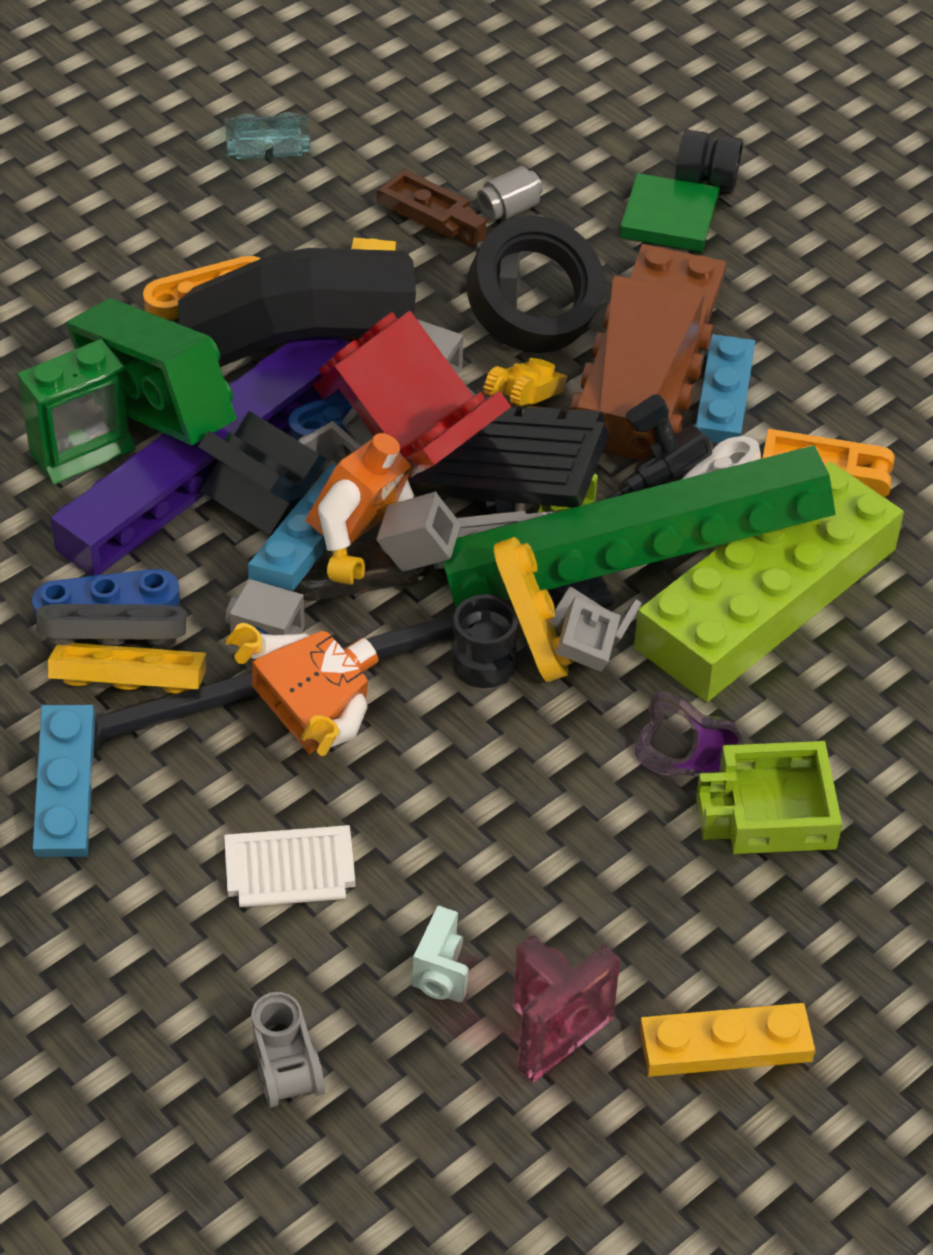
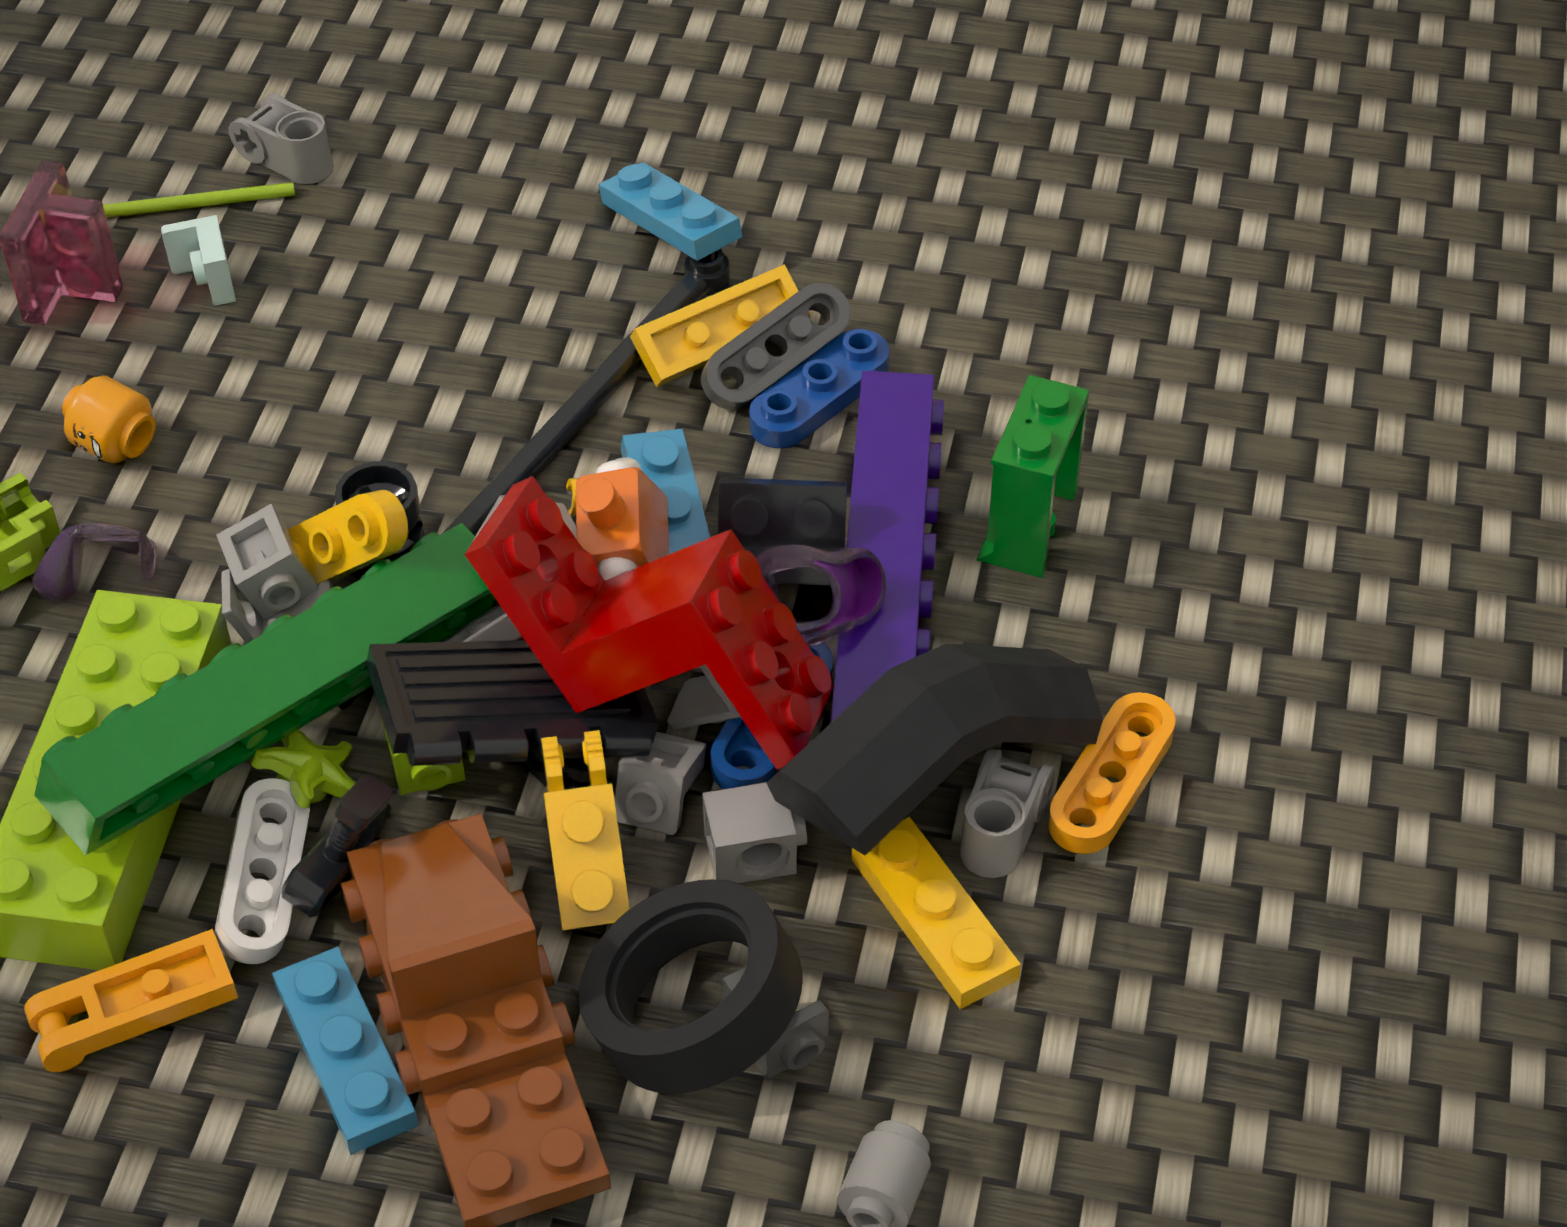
camera: 145 degrees right, 0 degrees up
(169, 369) = (993, 527): green brick -> none
(249, 133) = (1330, 1054): clear light blue hinge -> none
(265, 390) = (855, 580): none -> piece
(267, 609) = (624, 415): light grey brick -> none
(289, 865) = (414, 279): white window -> none
(309, 682) = (516, 379): orange torso -> none
(396, 1055) = (199, 200): none -> lime axle
(433, 207) = (971, 1086): reddish brown hinge -> none
(611, 844) = (108, 419): none -> light orange head

